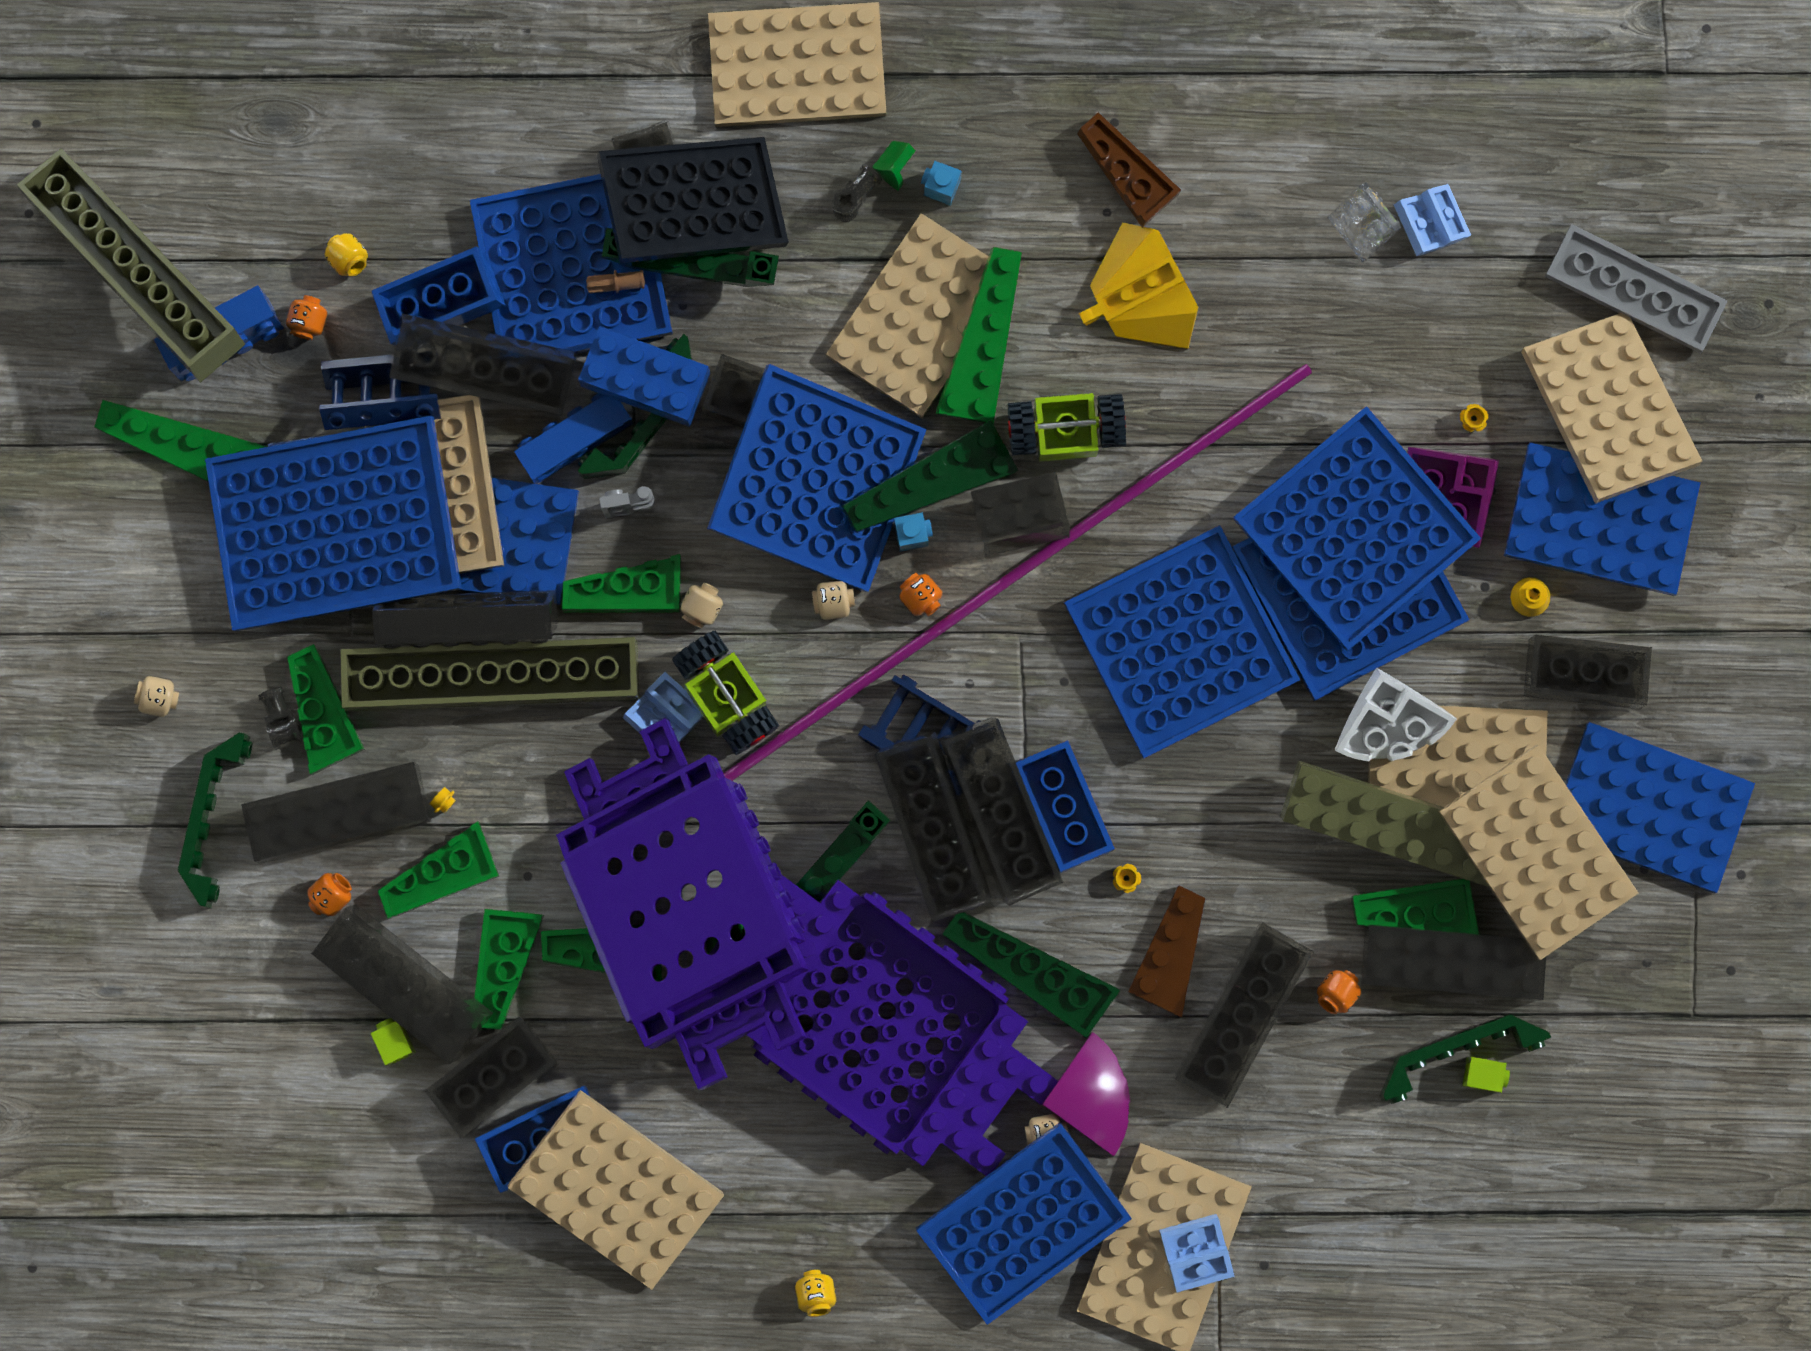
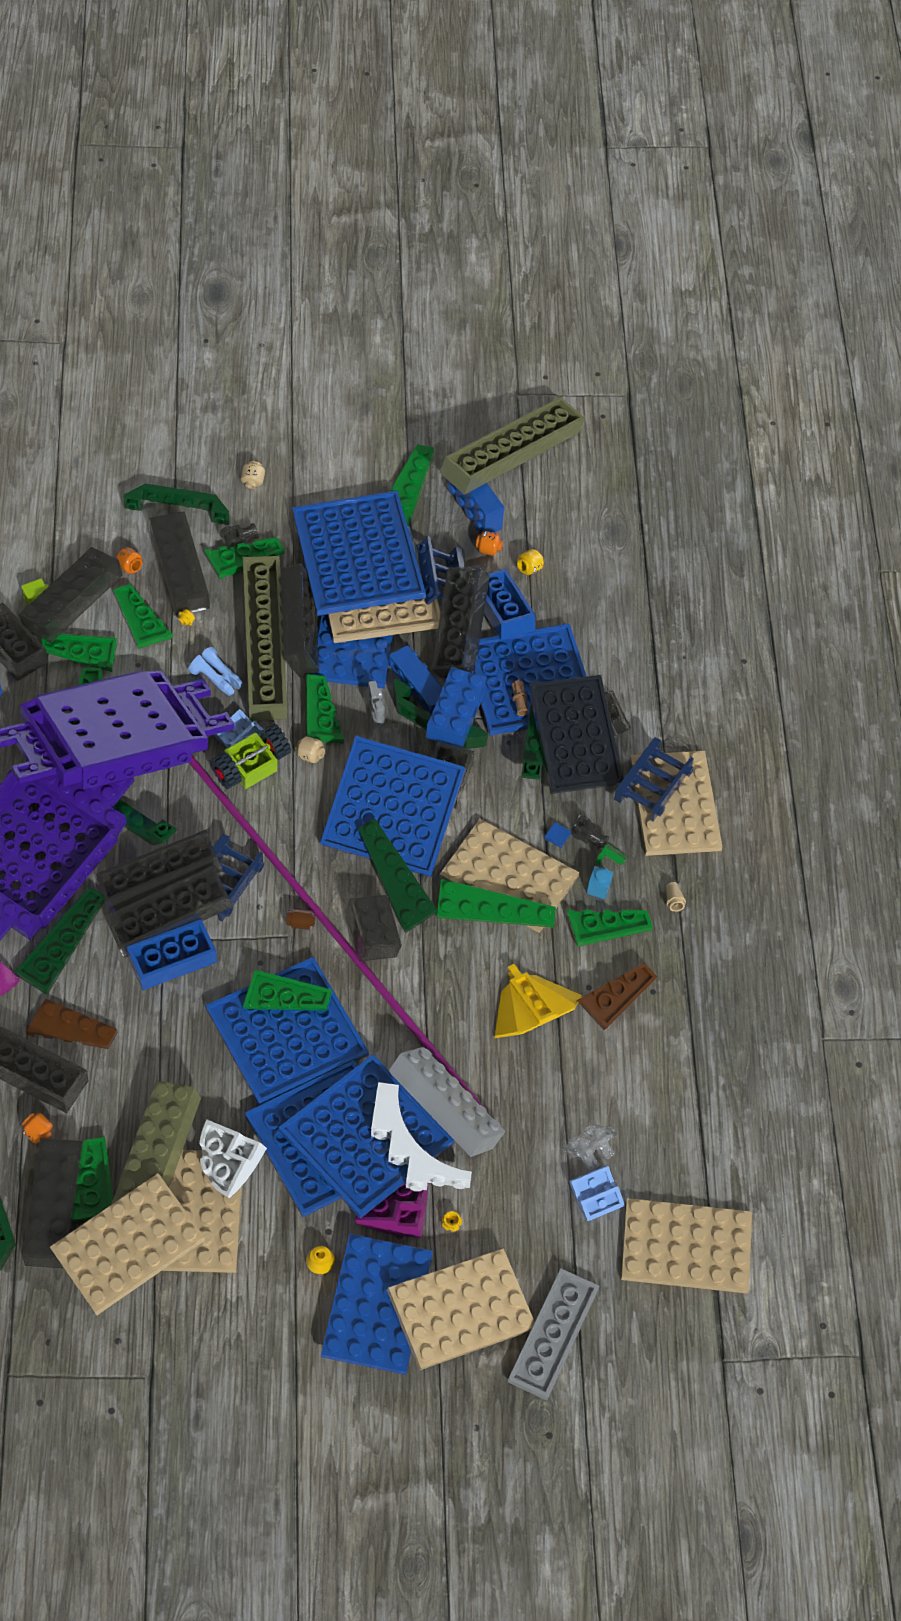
camera: 85 degrees right, 25 degrees down
(542, 774) = (223, 681): none -> light blue piece
(768, 117) = (643, 764): none -> dark blue fence
(833, 600) = (313, 822): tan head -> none
(853, 240) = (558, 835): none -> blue tile
(912, 531) = (360, 866): dark azure brick -> none
(920, 594) = (318, 872): orange head -> none
(964, 77) = (675, 898): none -> tan cone
(999, 620) = (300, 919): none -> reddish brown brick
(1011, 186) = (596, 927): none -> green wing
(1066, 426) = (433, 950): brick -> none
(1130, 651) = (281, 993): none -> green wing
(1134, 878) = (123, 992): yellow plate -> none
(1306, 415) = (447, 1101): none -> light grey brick
(1349, 494) = (403, 1149): none -> white arch
(1506, 105) = (687, 1245): none -> tan plate
(1587, 672) = (263, 1293): clear smoke brick -> none
(1659, 806) = (163, 1345): blue plate -> none

